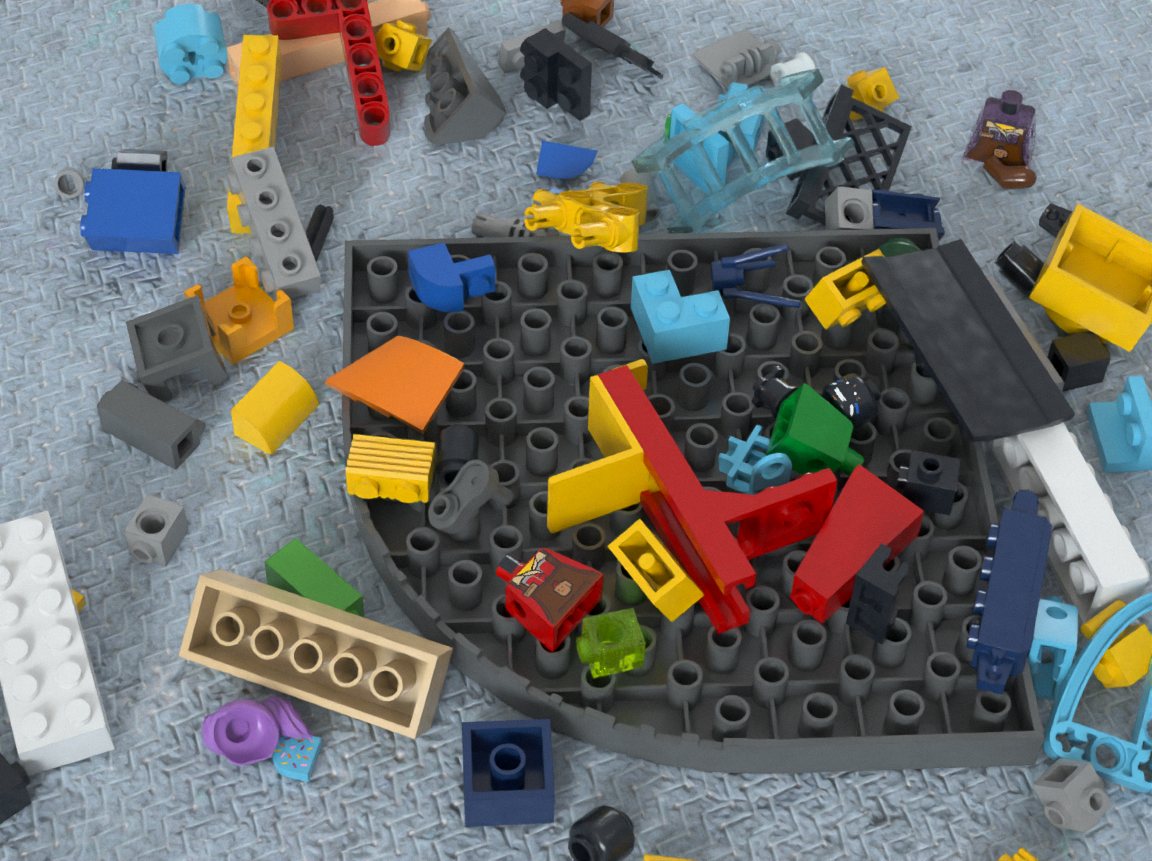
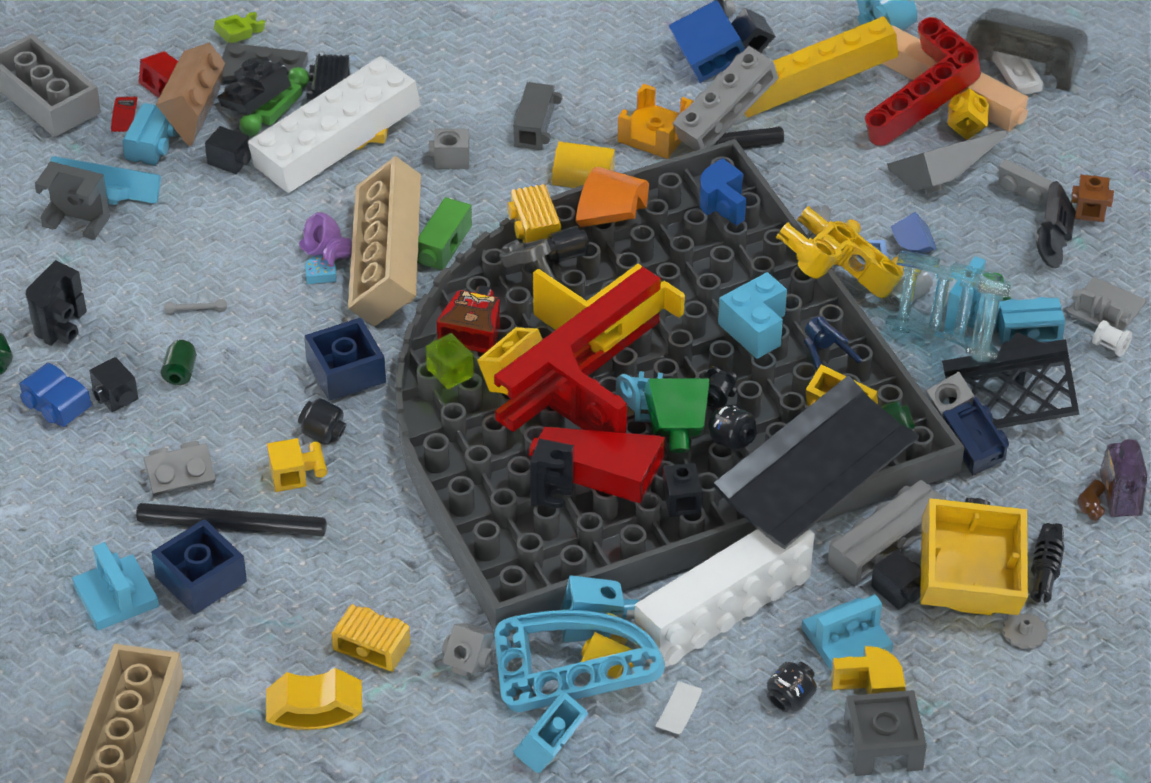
camera: 70 degrees right, 5 degrees down
(174, 343) = (594, 96): dark grey panel -> none
(556, 74) = (992, 197): black plate -> none
(872, 88) = (1122, 383): yellow brick -> none
(1011, 593) = (606, 554): dark blue hinge -> none

